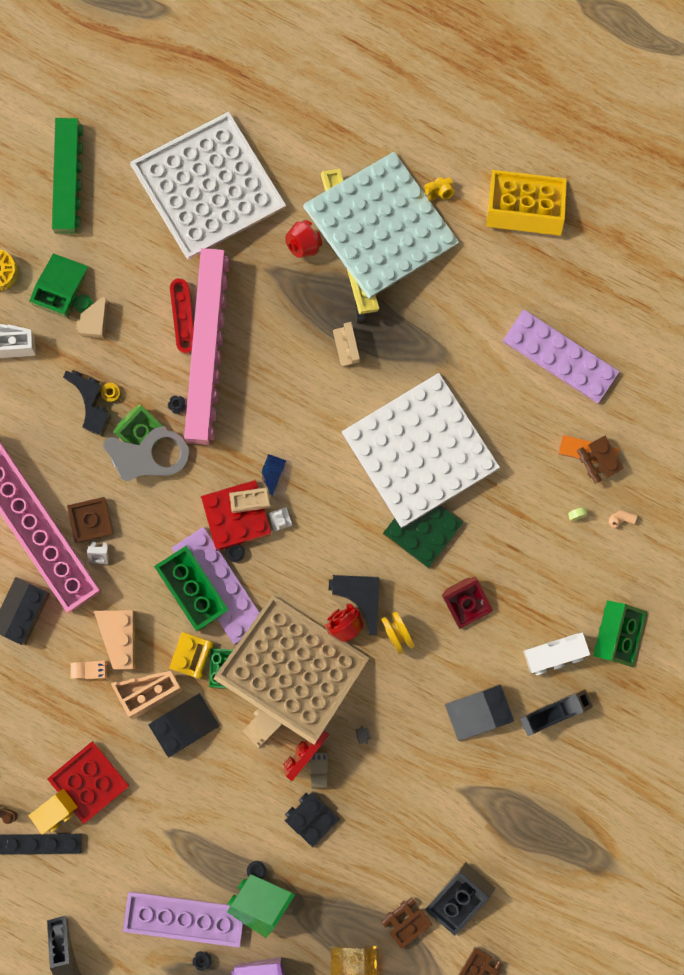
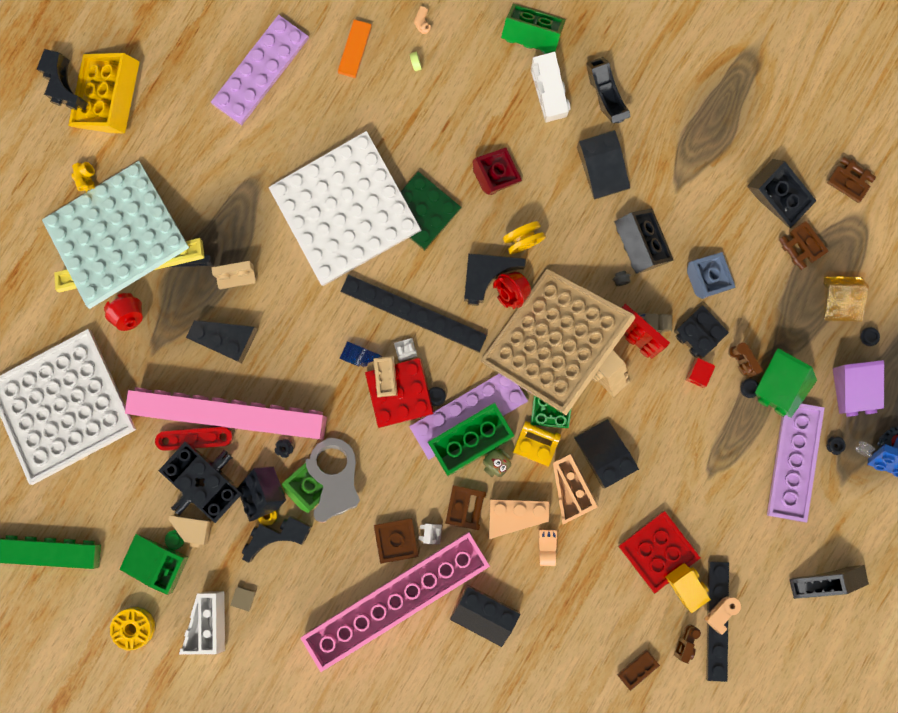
camera: 85 degrees left, 0 degrees up
(29, 374) = (243, 598): none -> dark tan tile
(30, 846) = (722, 612): none -> light nougat leg
(125, 580) = (459, 506): none -> reddish brown plate
(131, 385) = (261, 493): none -> black slope
(153, 313) = (184, 472): none -> black slope
(170, 616) = (497, 463): none -> olive head
(269, 818) = (700, 373): none -> red panel
(278, 866) = (747, 362): none -> reddish brown plate
(281, 338) = (223, 338): none -> black wedge
(317, 525) = (413, 313): none -> black plate
(369, 826) = (710, 275): none -> sand blue slope
(403, 756) = (643, 240): none -> black slope
(547, 153) = (54, 68): none -> black arch
(605, 457) = (361, 31): reddish brown plate -> none

